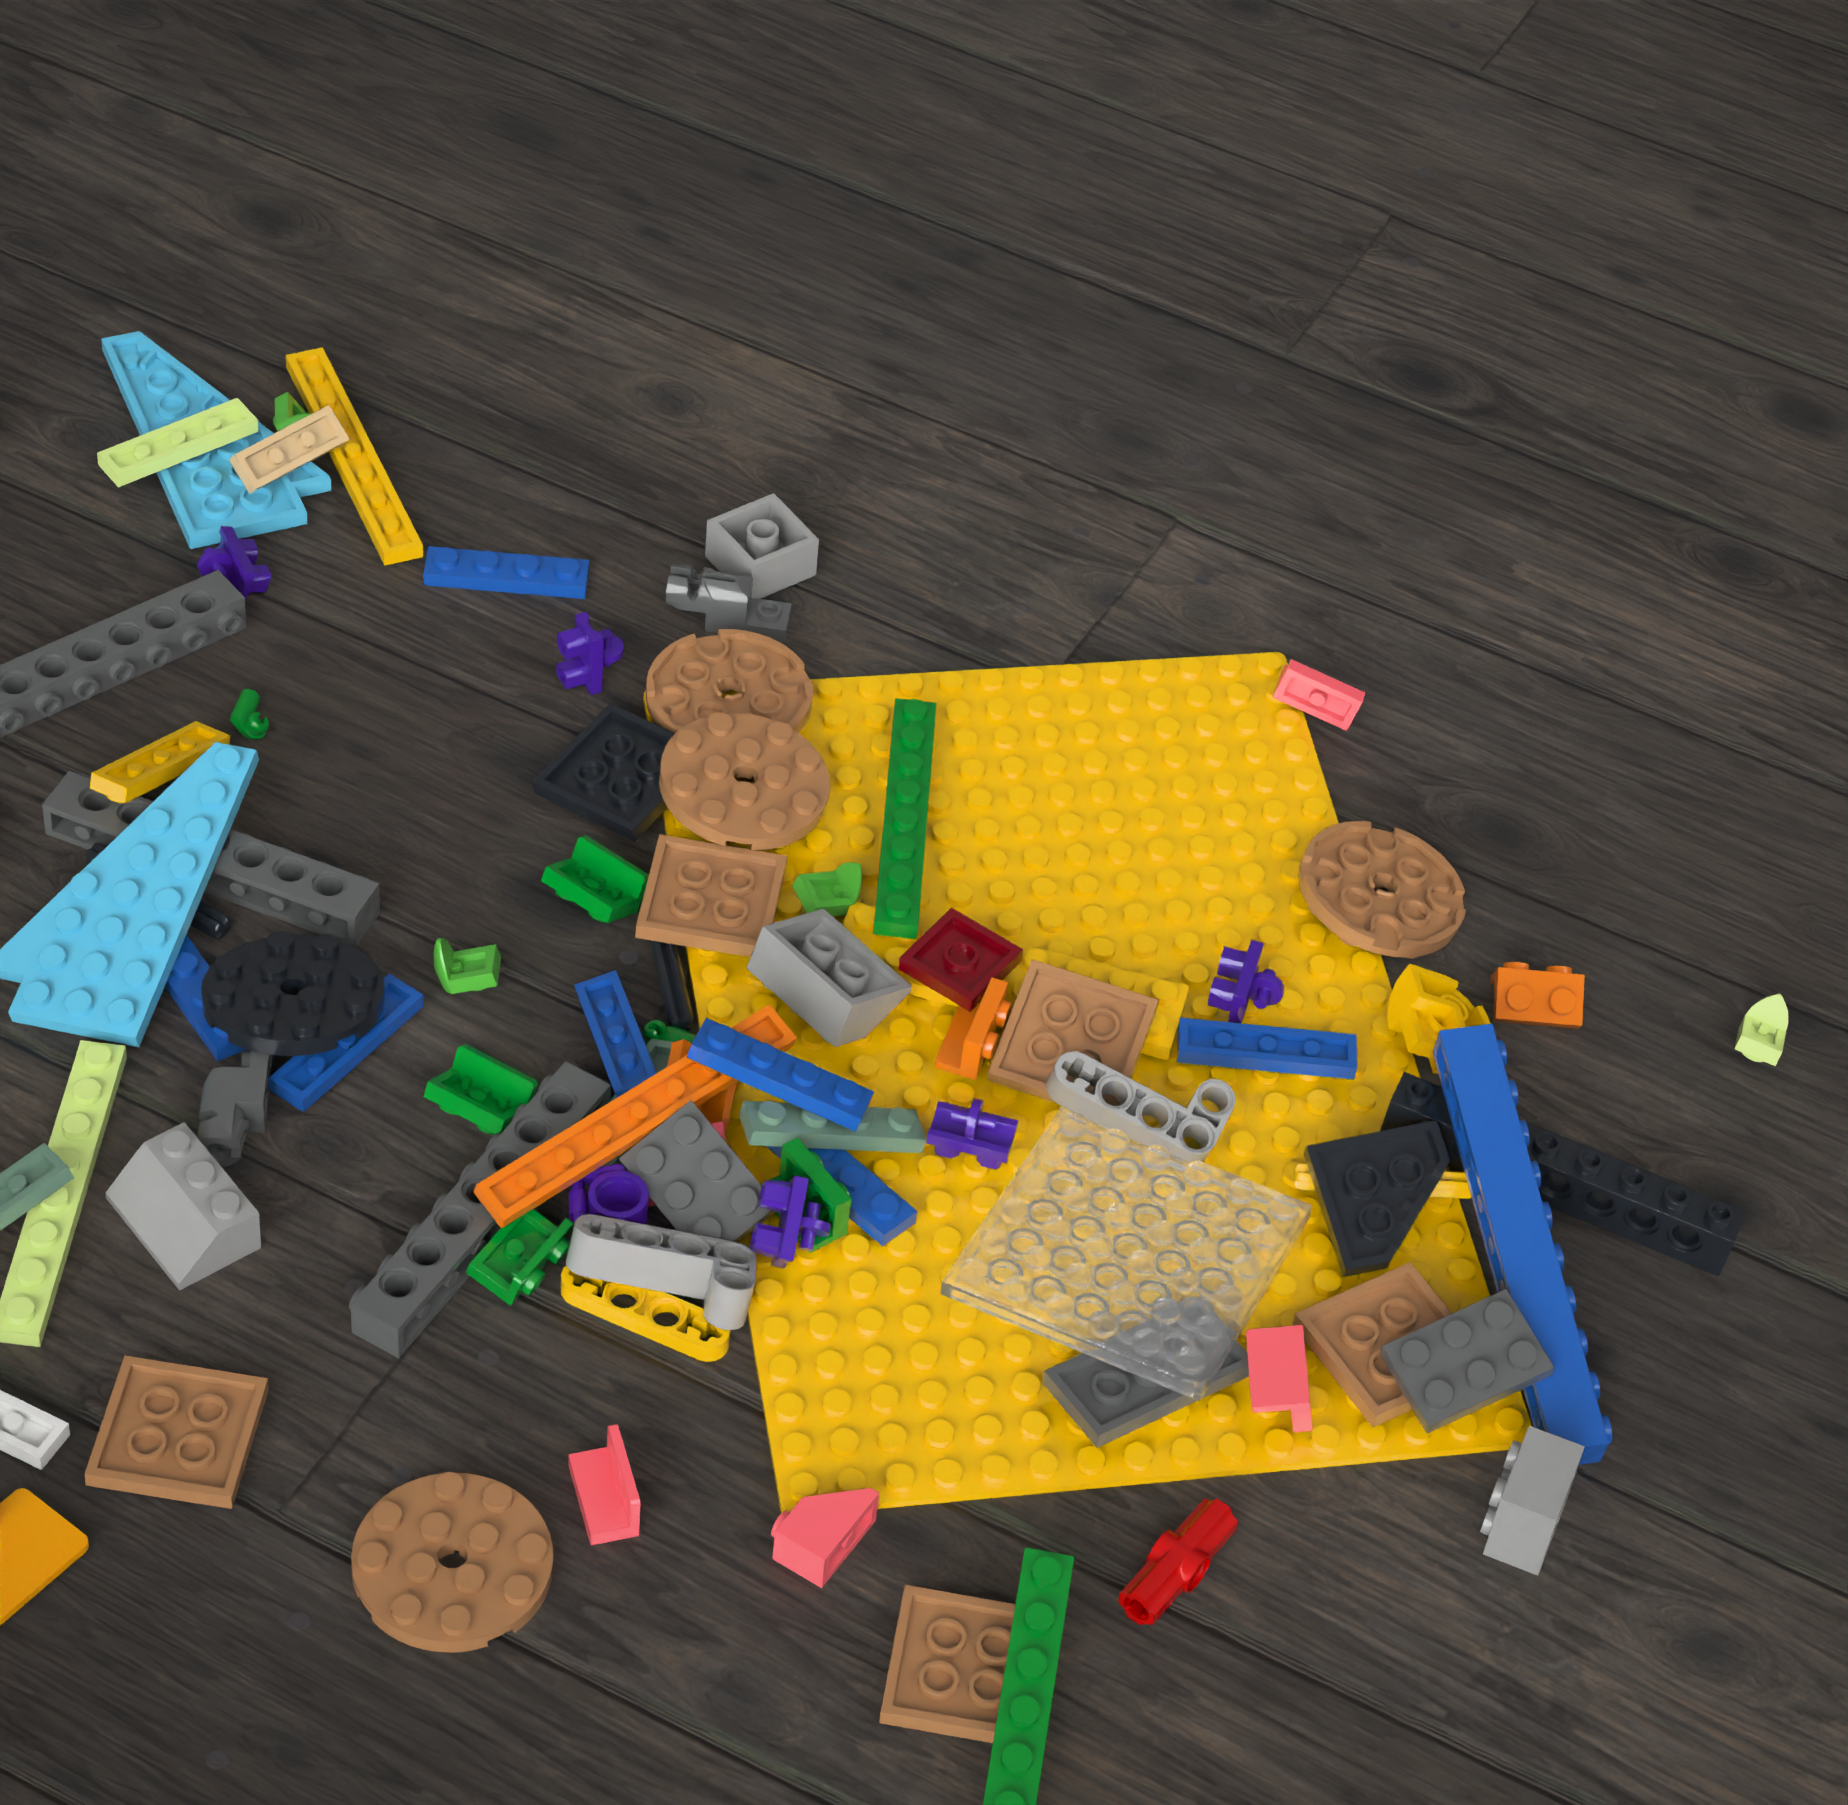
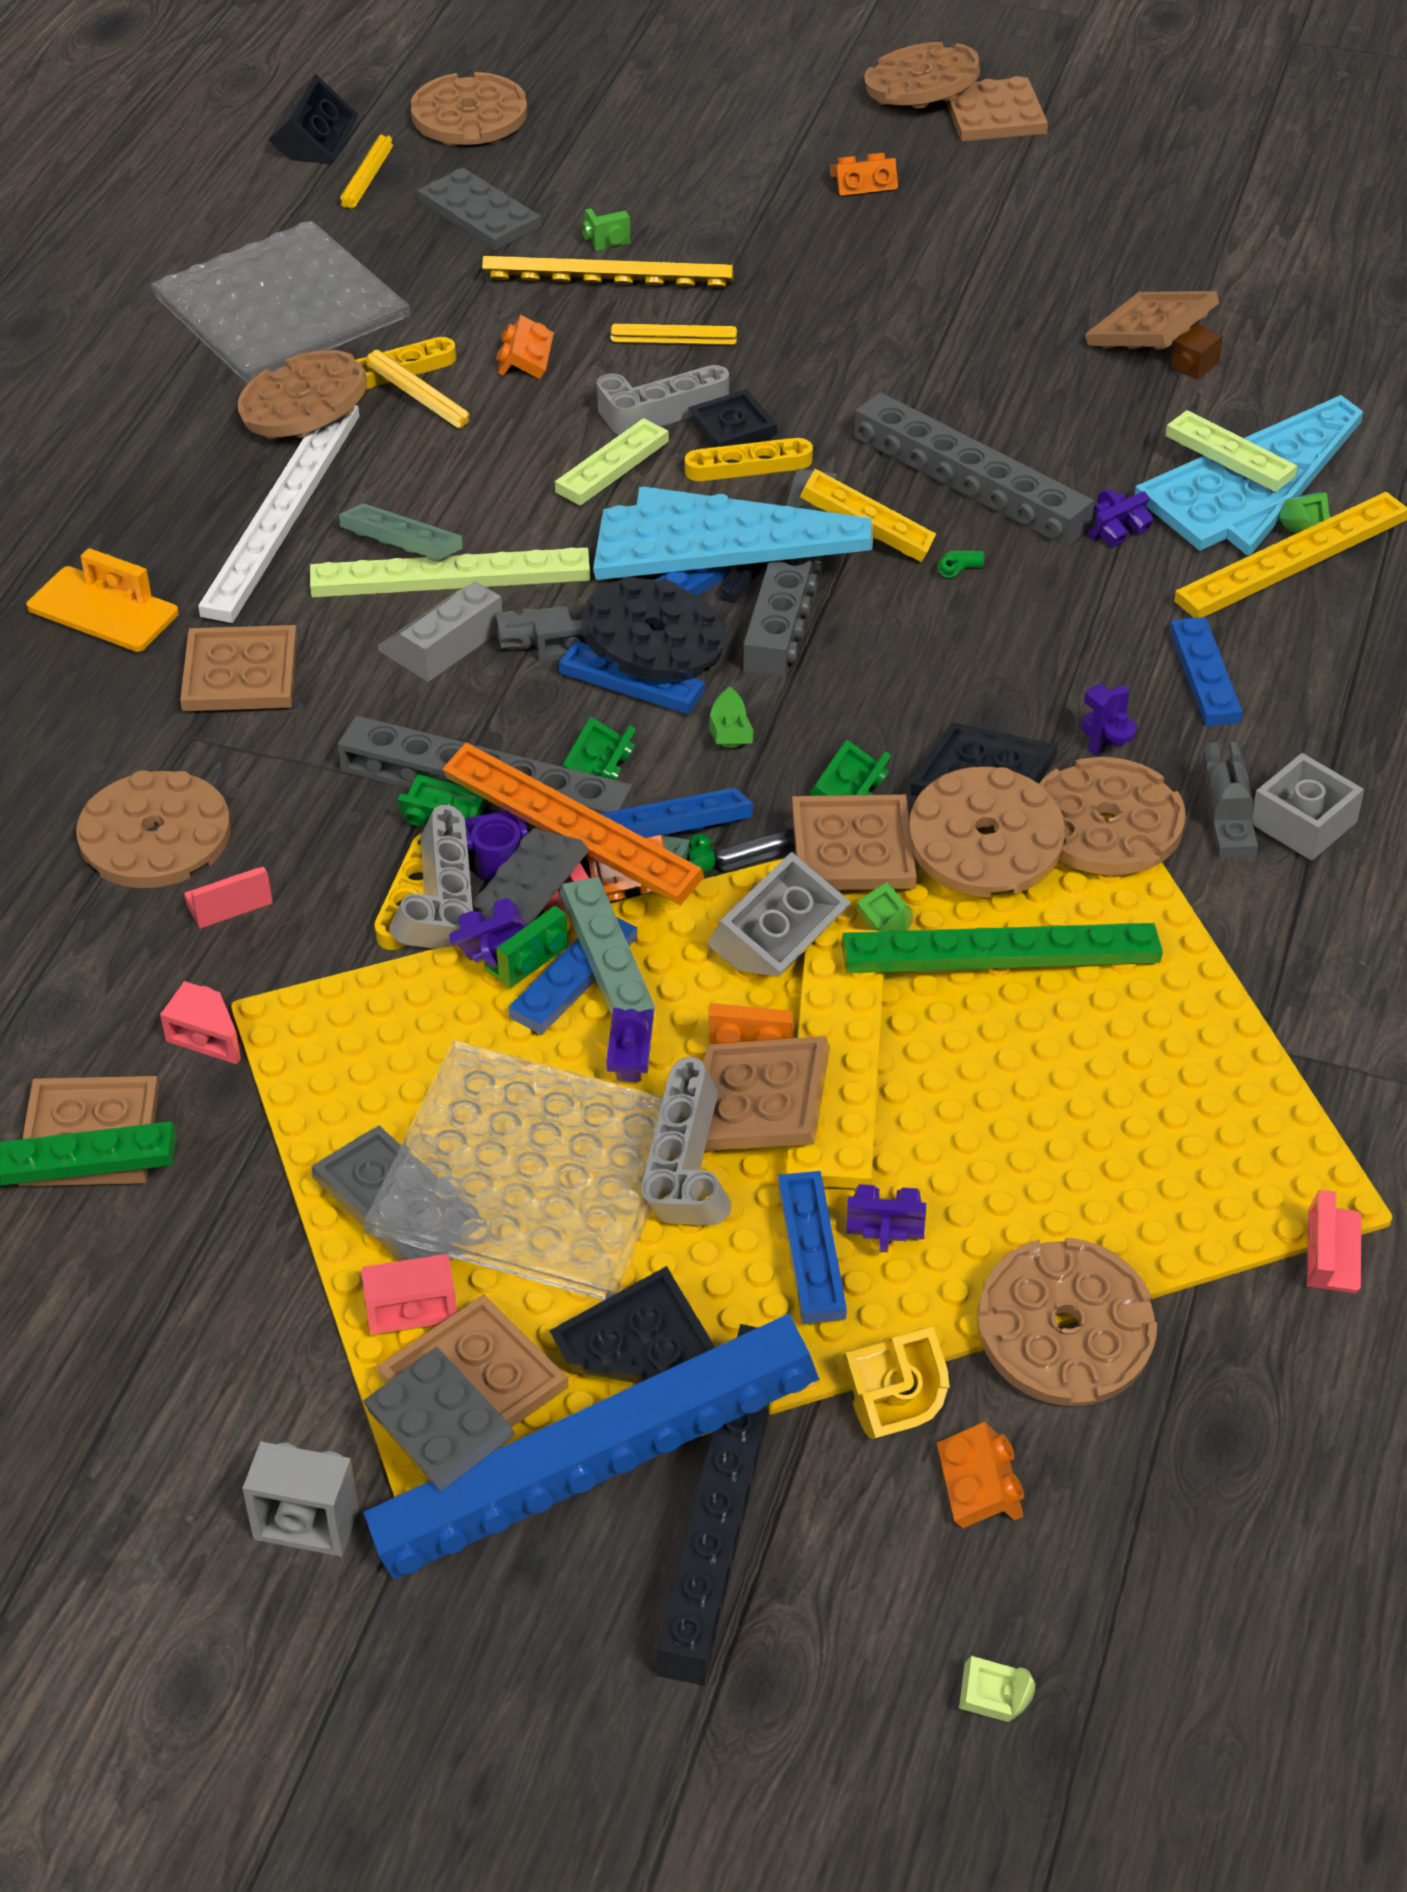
camera: 85 degrees right, 0 degrees up
(289, 449) = (1255, 506): tan plate -> none
(780, 1074) = (625, 889): blue plate -> none
(960, 959) = (823, 996): dark red plate -> none
(1178, 1561) = (212, 1255): red piece -> none

